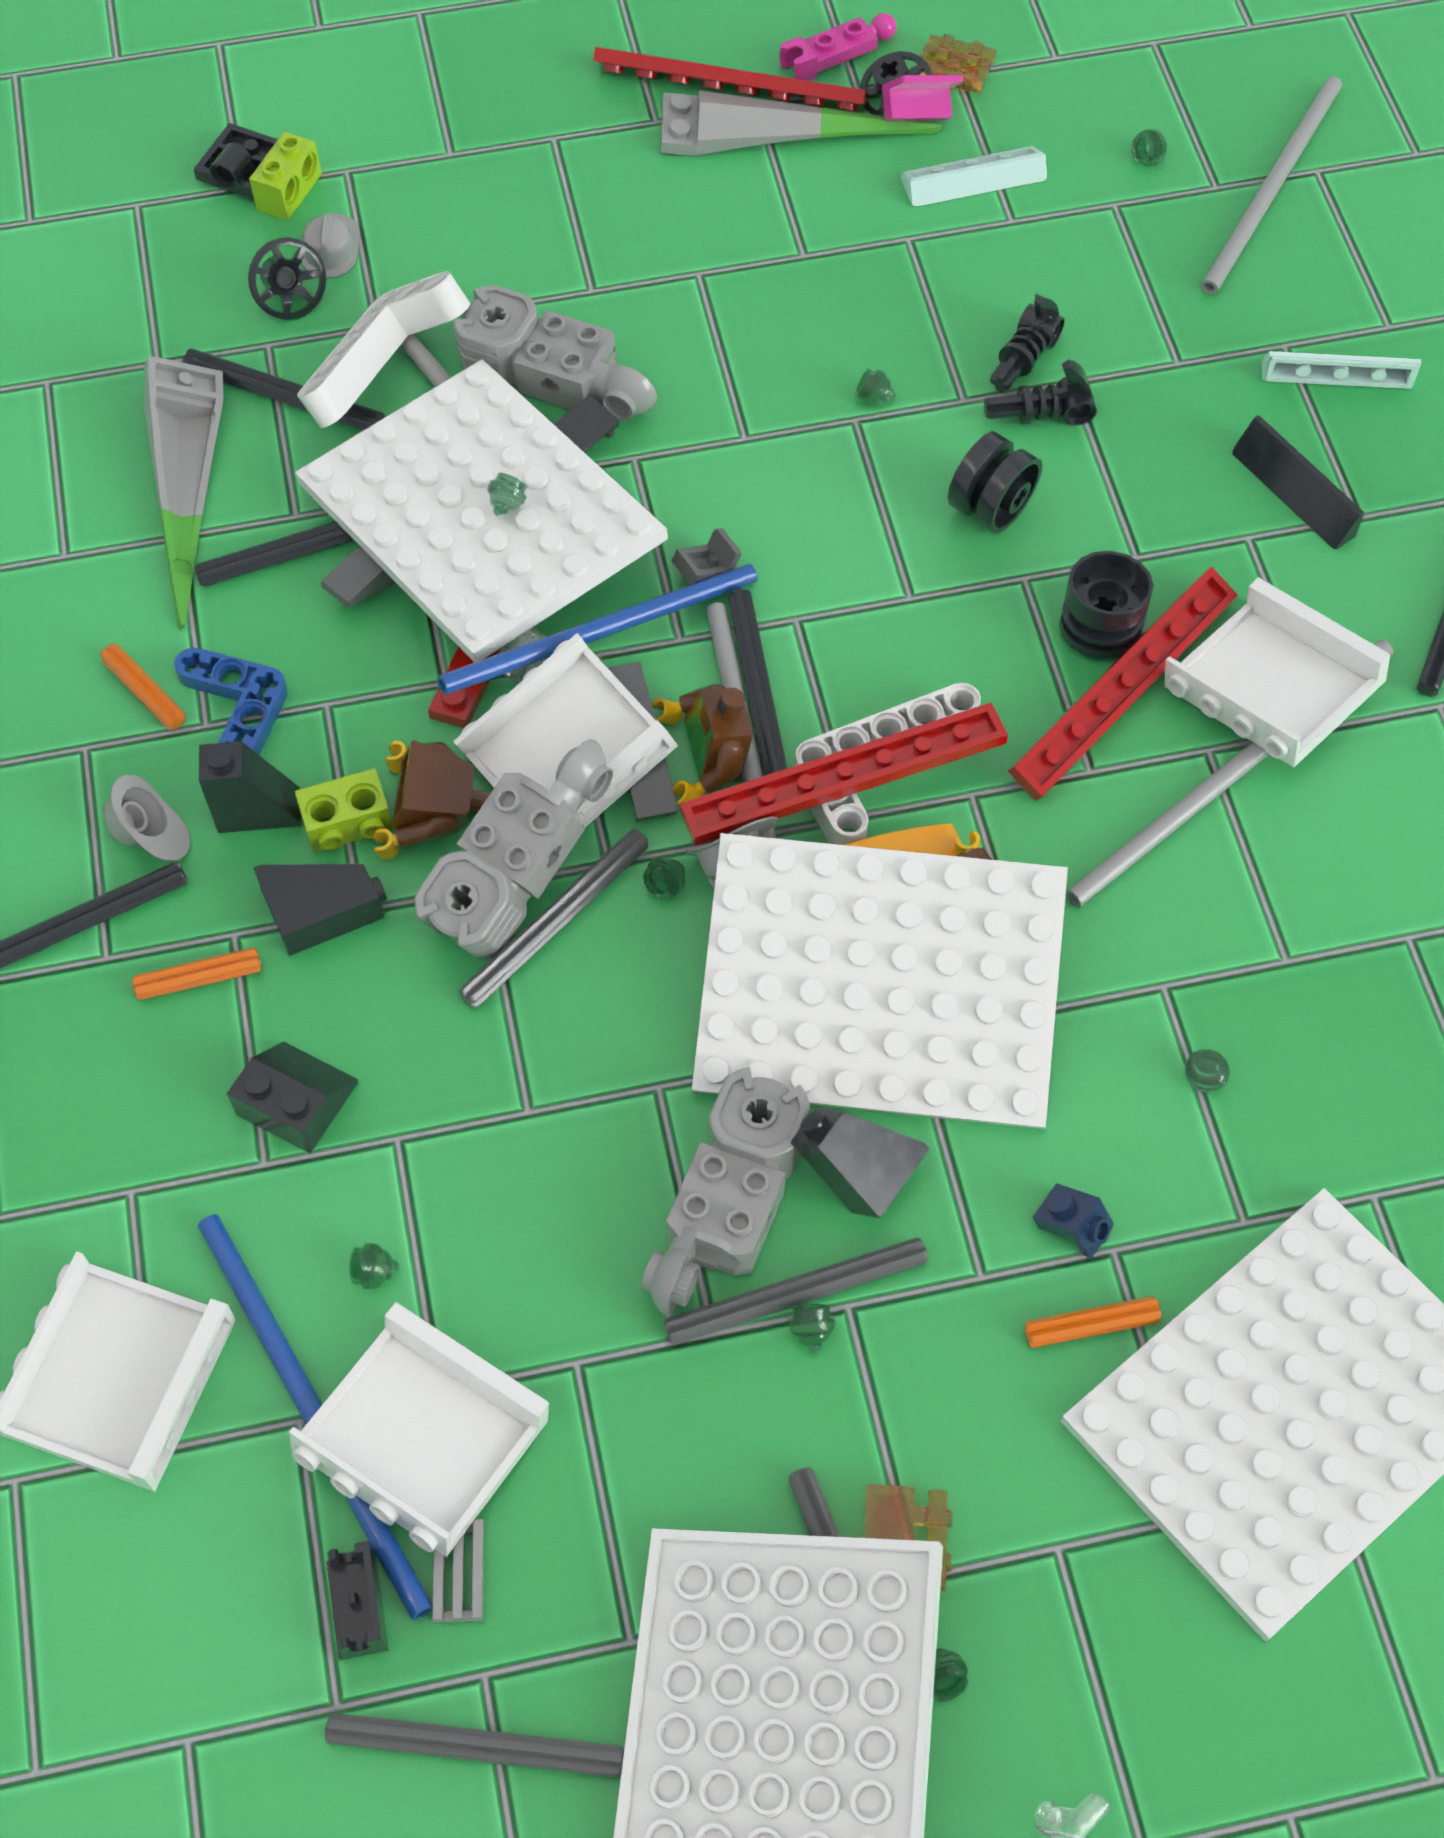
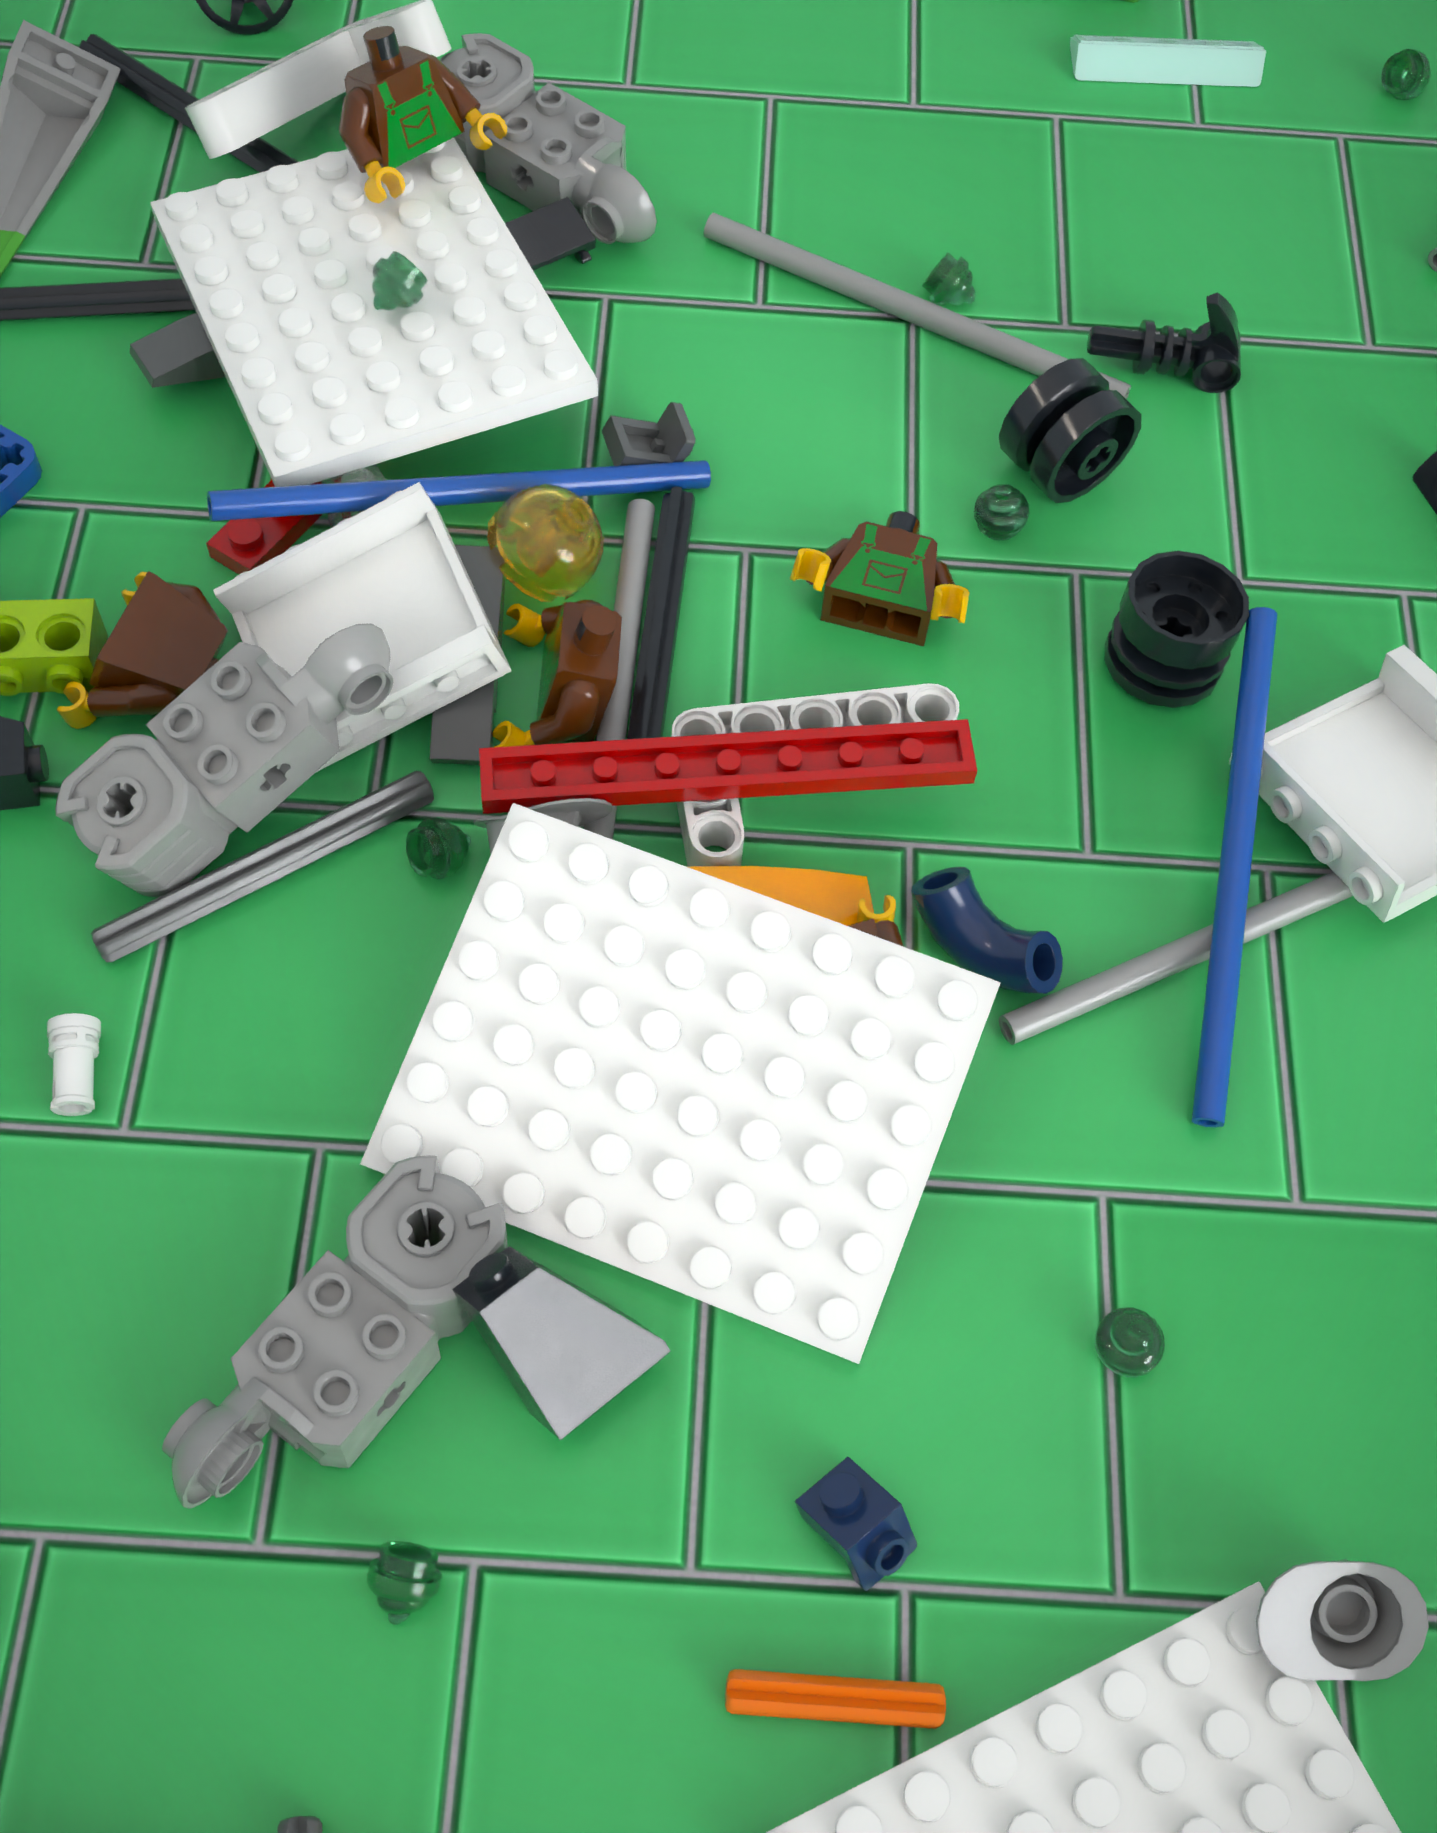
camera: 10 degrees right, 0 degrees up
(461, 362) = (402, 108): none -> torso
(479, 1068) = (73, 1047): none -> white pin
(667, 649) = (547, 541): none -> clear yellow cylinder
(795, 1291) = (399, 1517): dark grey axle -> none
(843, 413) = (888, 298): none -> light grey piece
(902, 619) = (884, 580): none -> torso
(962, 549) = (1001, 512): none -> clear green plate
(1037, 329) = (1191, 257): black piece -> none
(1039, 845) = (981, 940): none -> dark blue cylinder
(1122, 684) = (1158, 750): red plate -> none
(1189, 754) = (1234, 871): none -> blue piece
(1378, 1193) = (1341, 1621): none -> light grey piece

